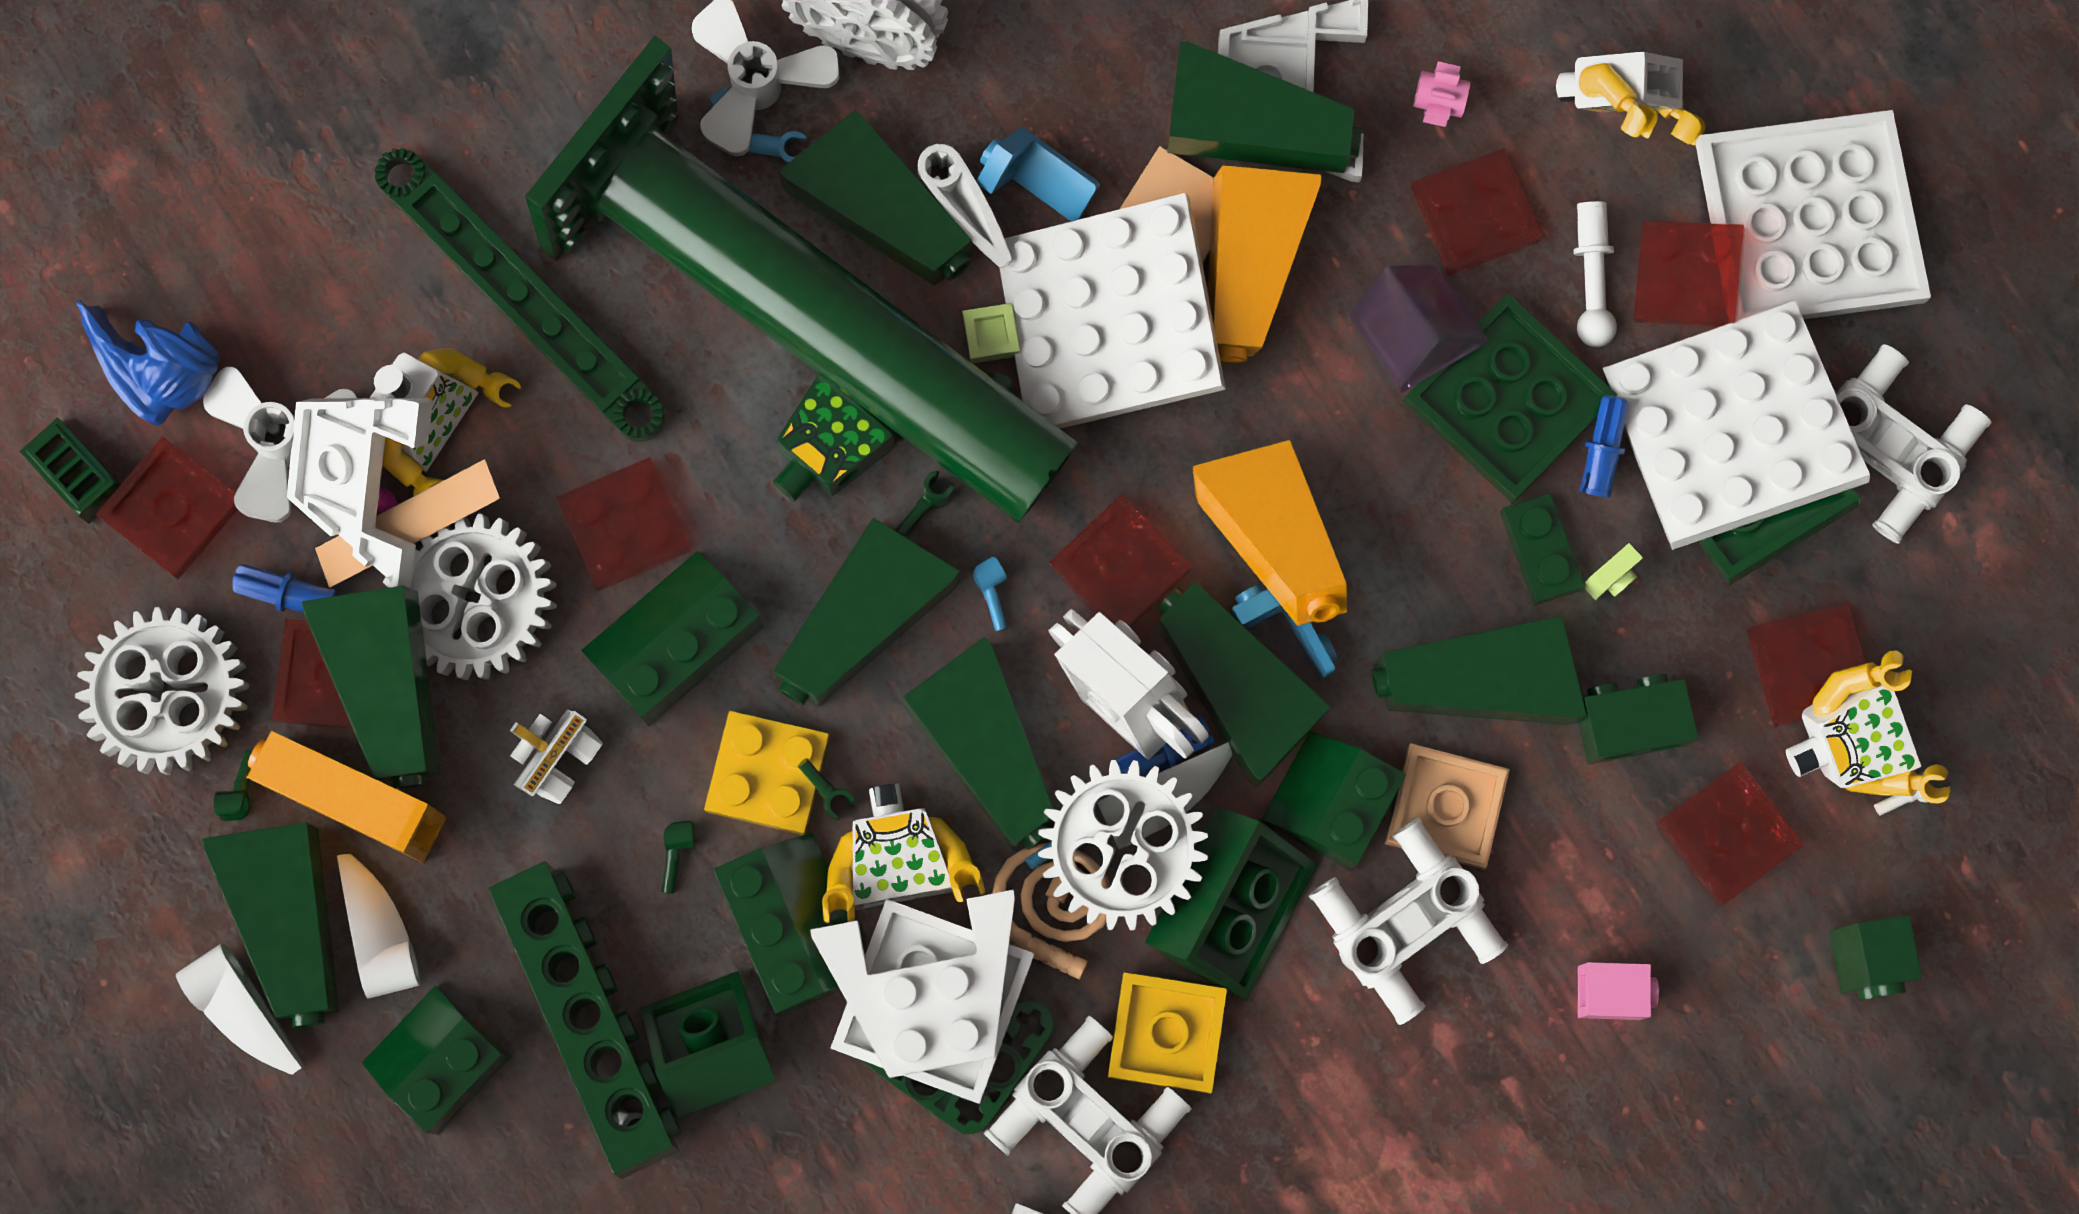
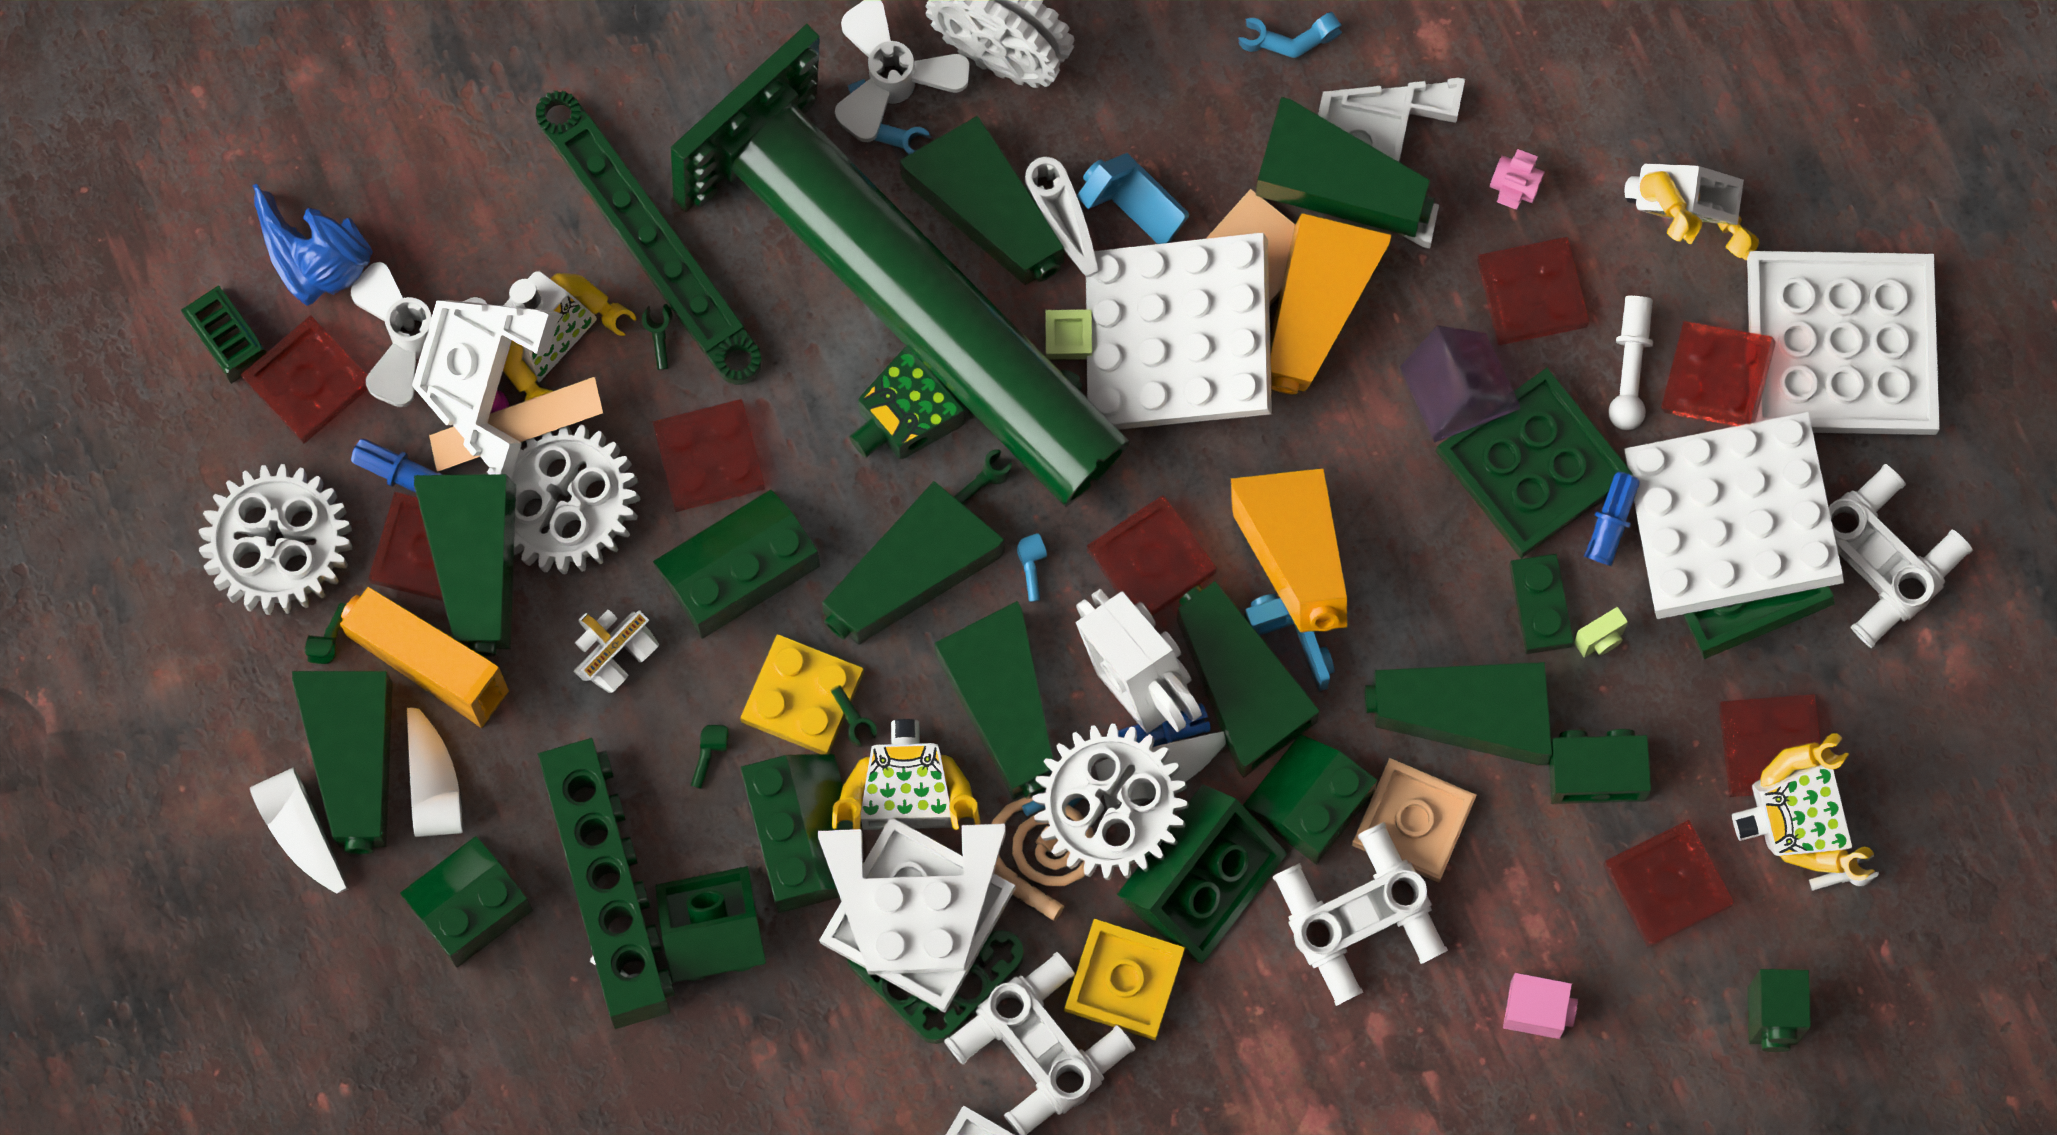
camera: 15 degrees right, 5 degrees down
(548, 399) = (658, 334): none -> dark green hand

